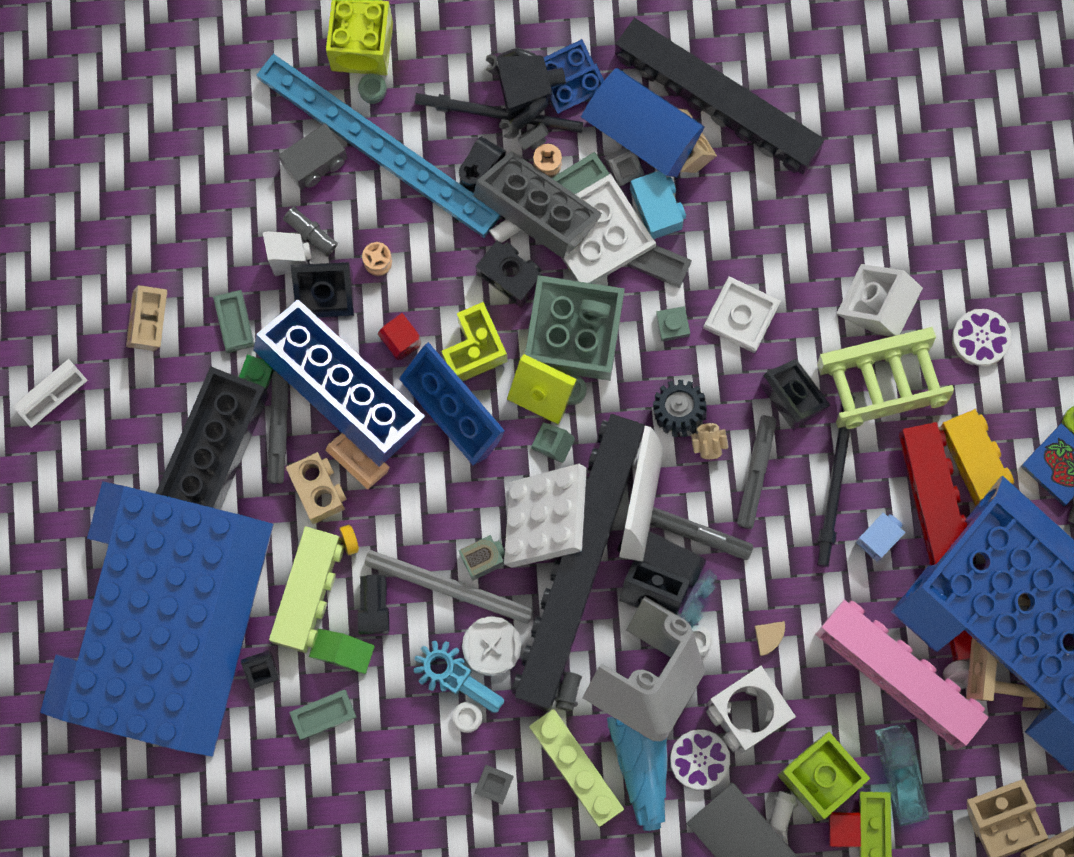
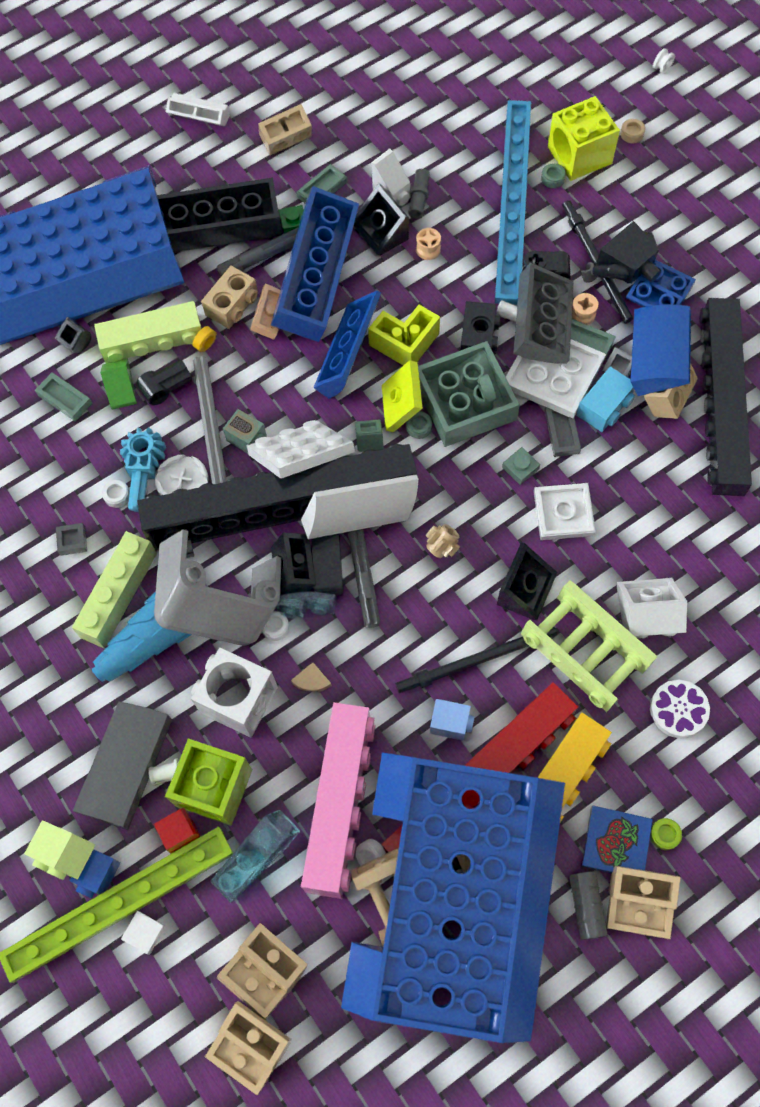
camera: 60 degrees right, 10 degrees down
(313, 157) = (474, 164): dark grey brick -> none
(400, 337) = (385, 283): red piece -> none
(533, 137) = (595, 287): dark grey plate -> none
(680, 408) = (454, 504): black wheel -> none
(700, 759) = (173, 681): tile -> none
(757, 471) = (442, 593): dark grey axle -> none

